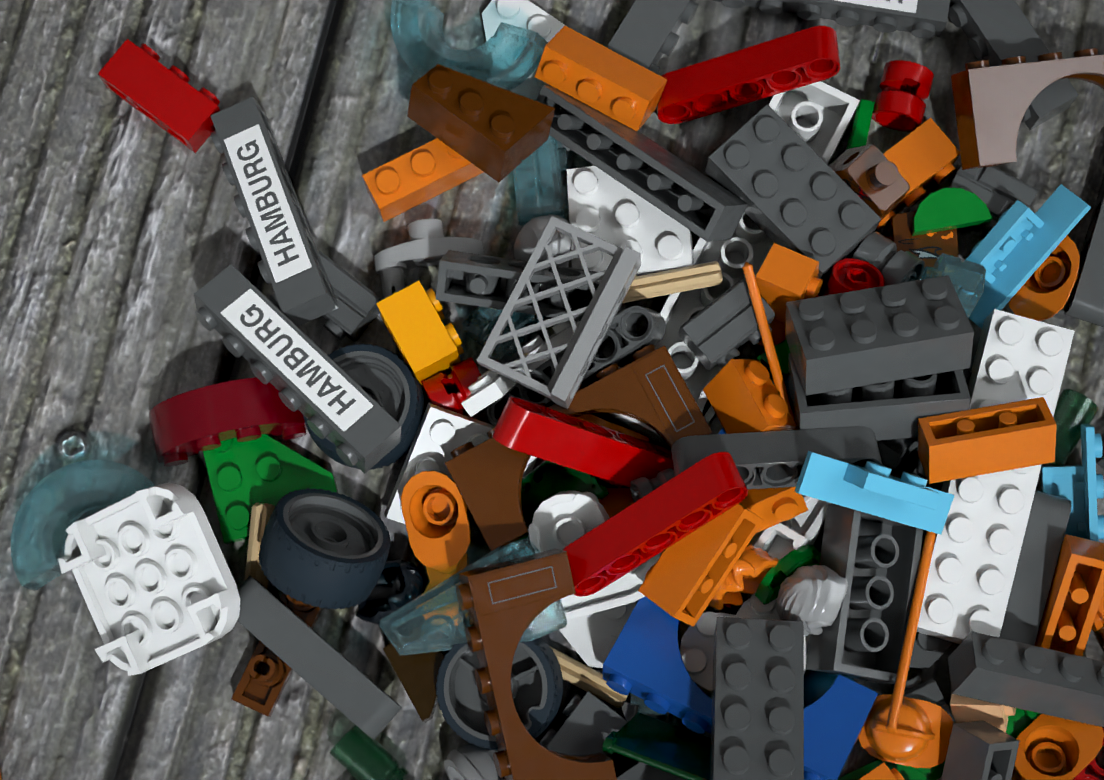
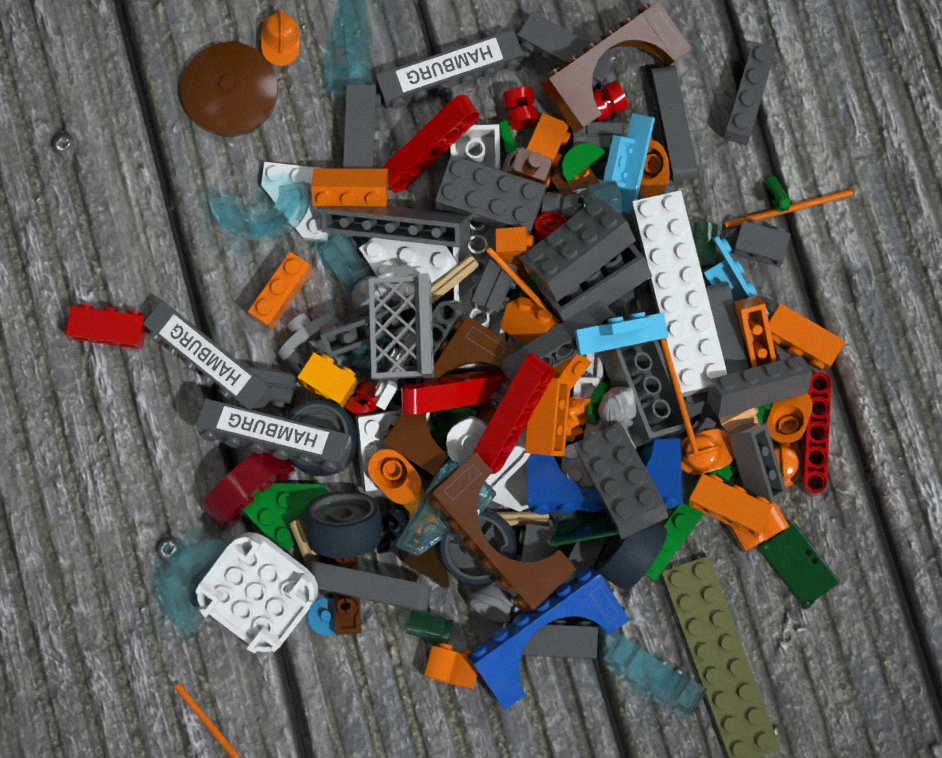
camera: 25 degrees left, 0 degrees up
(228, 660) = (322, 616): none -> dark azure piece
(479, 119) = (297, 246): reddish brown wedge -> none
(986, 440) = (664, 274): orange brick -> none
(1038, 151) = (610, 100): none -> red wheel

